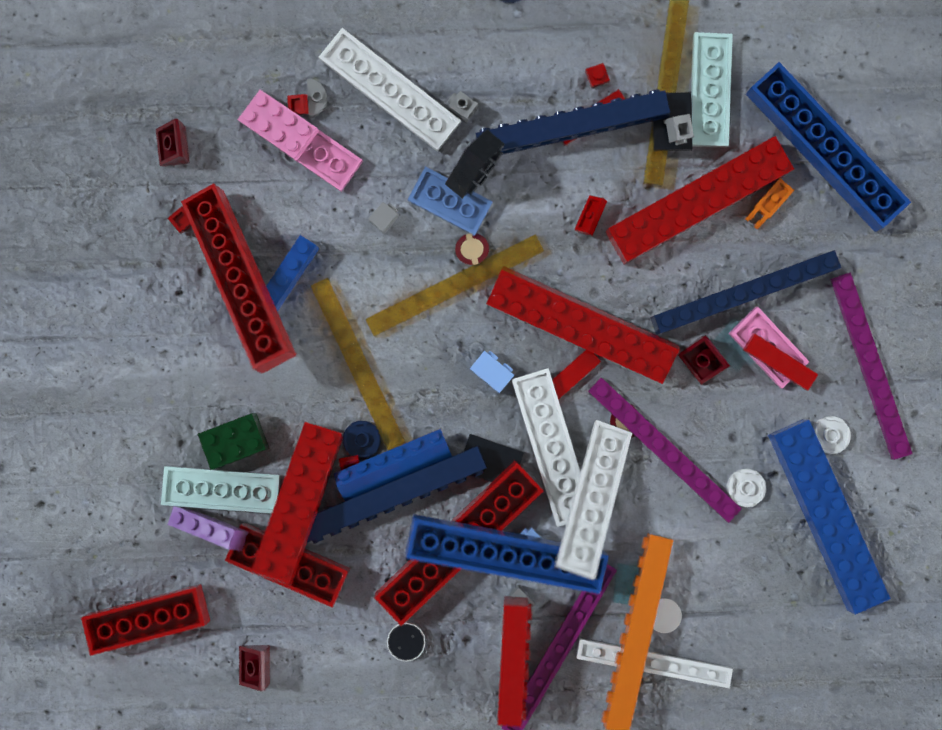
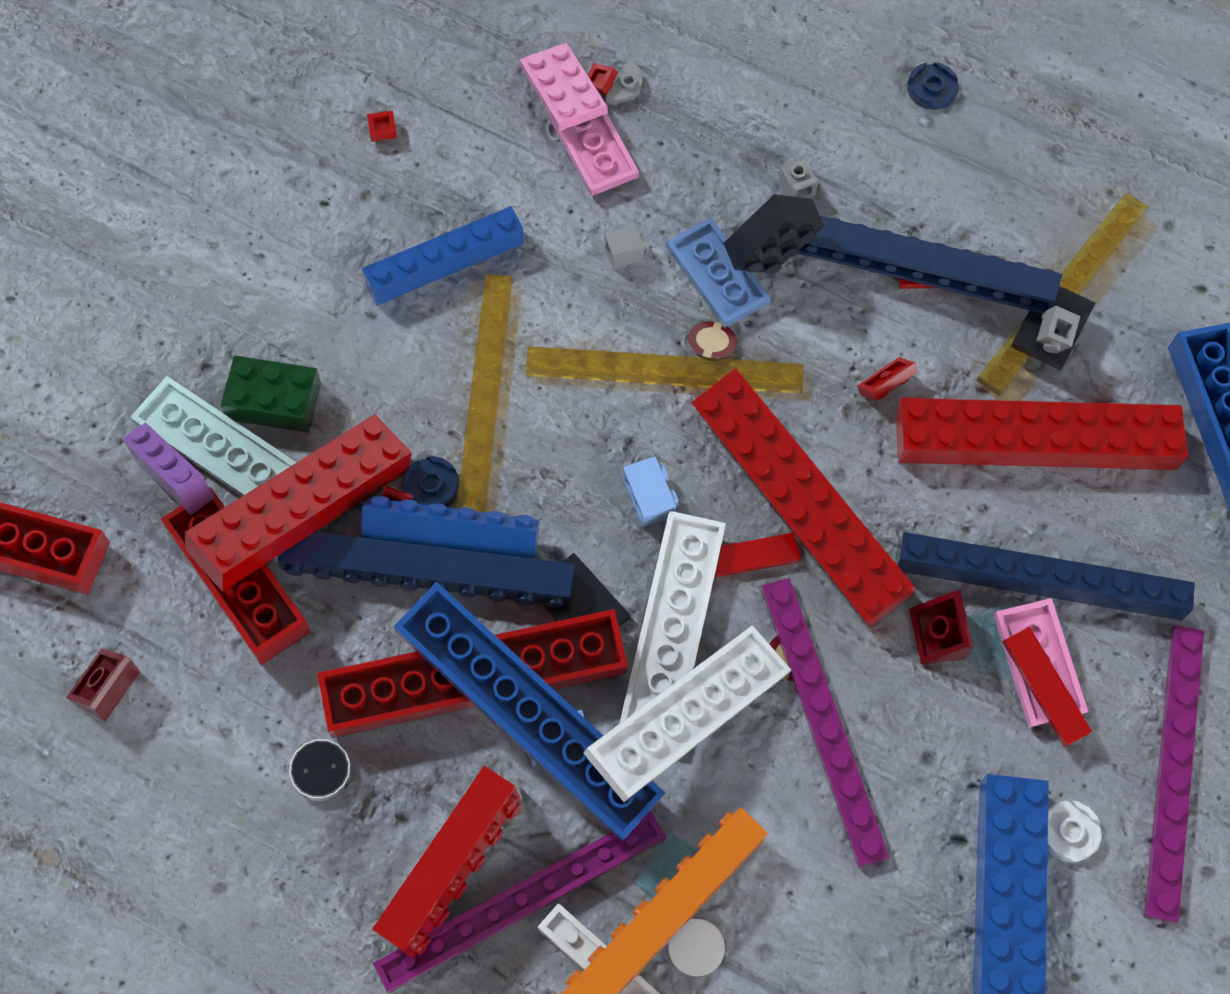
camera: 30 degrees right, 20 degrees down
(172, 143) = (428, 45): dark red slope -> none
(238, 279) = (404, 211): red brick -> none
(389, 89) = (720, 120): white plate -> none
(597, 75) = (985, 232): red plate -> none
(711, 89) = (1123, 320): light aqua plate -> none
(746, 487) = (911, 834): white tile -> none
(770, 202) = (1135, 488): orange hinge -> none

